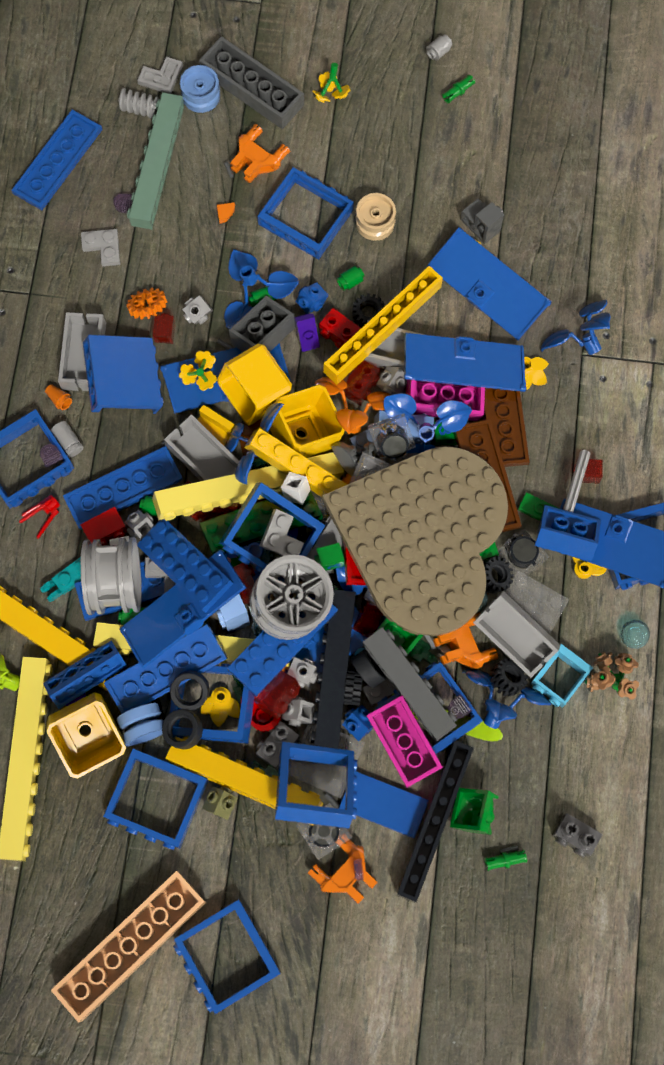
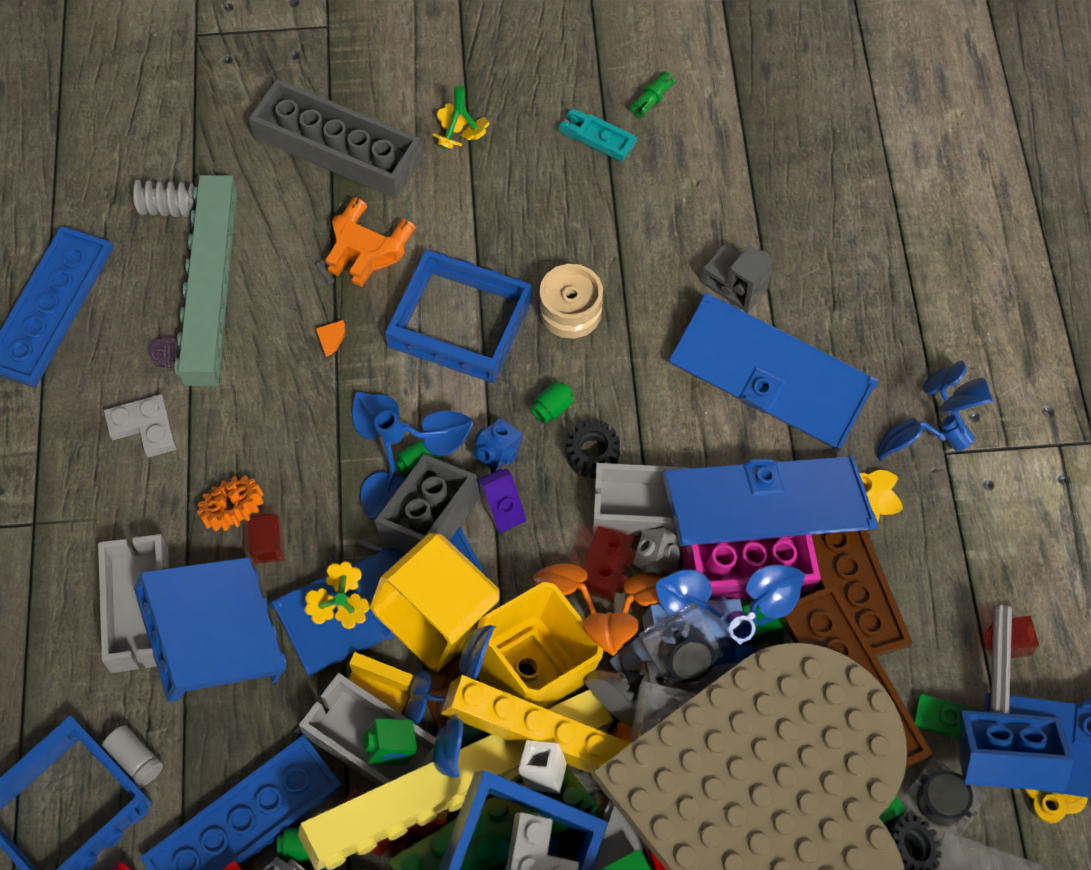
camera: 10 degrees left, 10 degrees down
(50, 454) = (107, 790): clear purple tile -> none
(59, 398) = (107, 687): orange cone -> none
(164, 79) = (197, 159): light grey plate -> none
(200, 88) = (258, 160): medium blue wheel -> none
(203, 310) = (326, 497): light grey brick -> none
(213, 458) = (389, 742): none -> green brick
(337, 328) = (553, 487): red brick -> none
(382, 325) = (623, 467): yellow brick -> none
(418, 110) = (598, 134): none -> teal hinge
(439, 47) = (609, 41): light grey brick -> none

